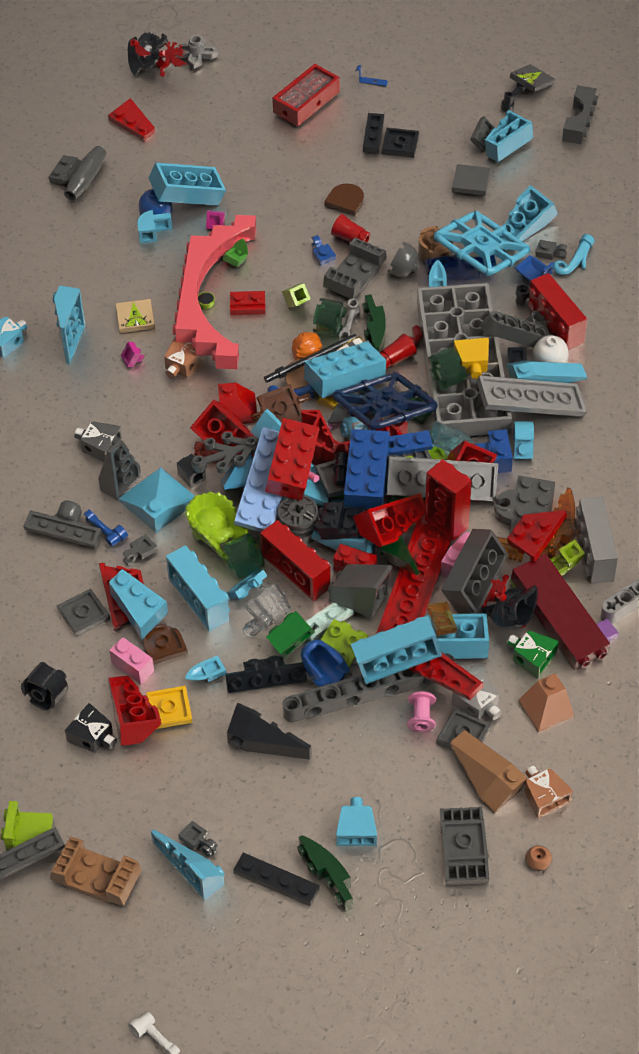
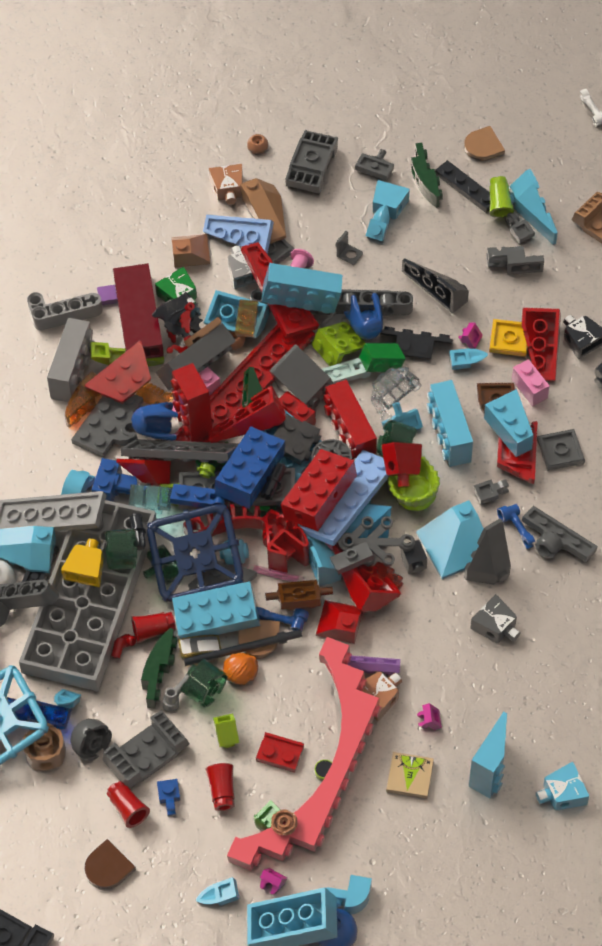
camera: 160 degrees left, 5 degrees up
(191, 795) = (514, 260): none -> dark grey plate
(197, 378) = (371, 664): none -> medium lavender plate
(209, 694) = (471, 335): none -> dark pink tile
(218, 235) = (284, 816): none -> nougat plate
(227, 518) = (402, 460): none -> red torso
(227, 854) = (500, 197): none -> lime plant
(241, 427) = (352, 558): none -> dark grey plate
(251, 202) = (220, 893): none -> medium azure plate
(275, 941) = (483, 144): none -> medium nougat tile
(283, 263) = (221, 785): none -> red plant
(355, 788) = (379, 224): none -> medium azure plate
(384, 754) = (343, 247): none -> dark grey bracket
(390, 868) = (375, 165): none -> dark grey plate
(442, 396) = (137, 524): none -> black axle
(478, 589) = (202, 332): none -> medium nougat tile
(485, 503) = (155, 421): none -> blue hair
(501, 730) = (239, 230): none -> light blue wing

